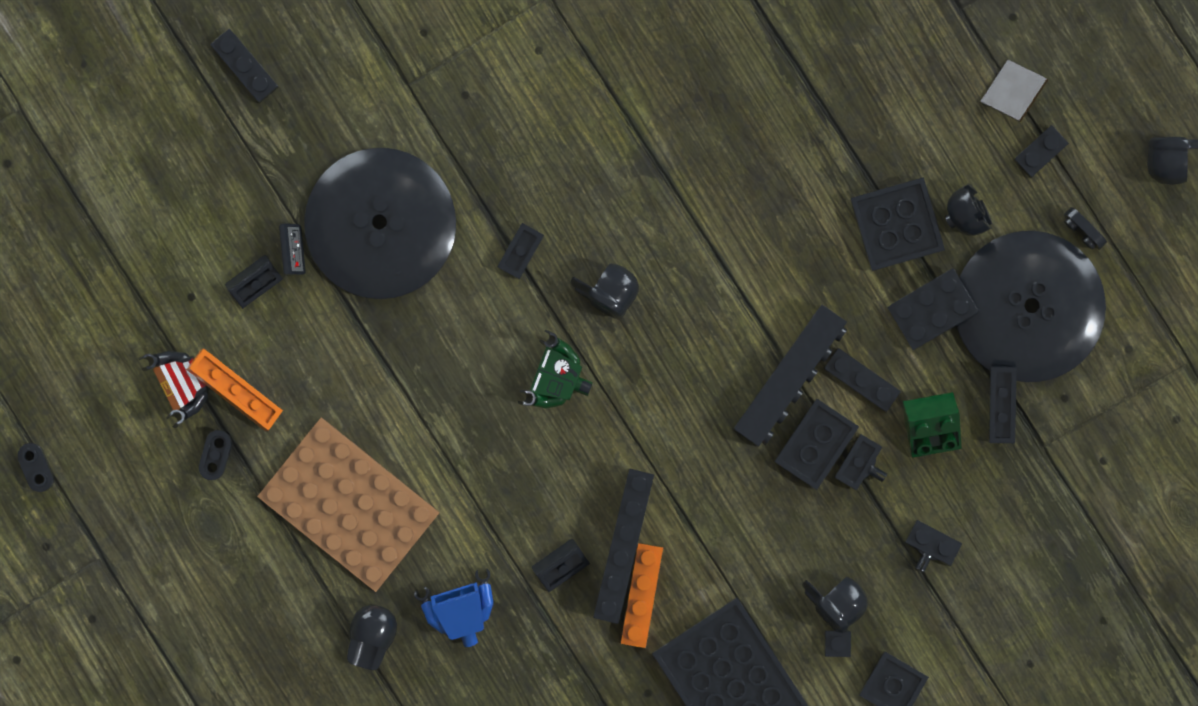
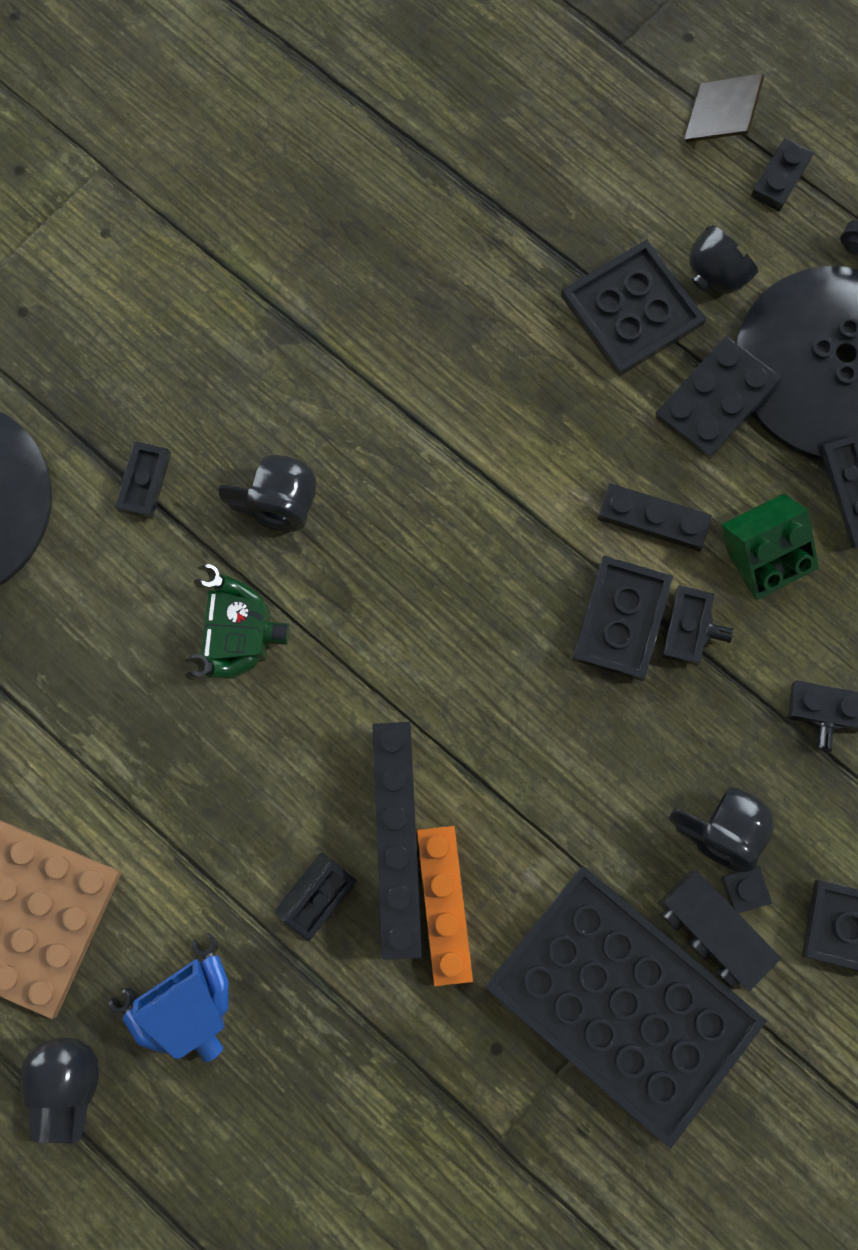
camera: 15 degrees left, 10 degrees down
(790, 375) = (556, 538): black brick -> none
(809, 663) = (718, 932): none -> black brick

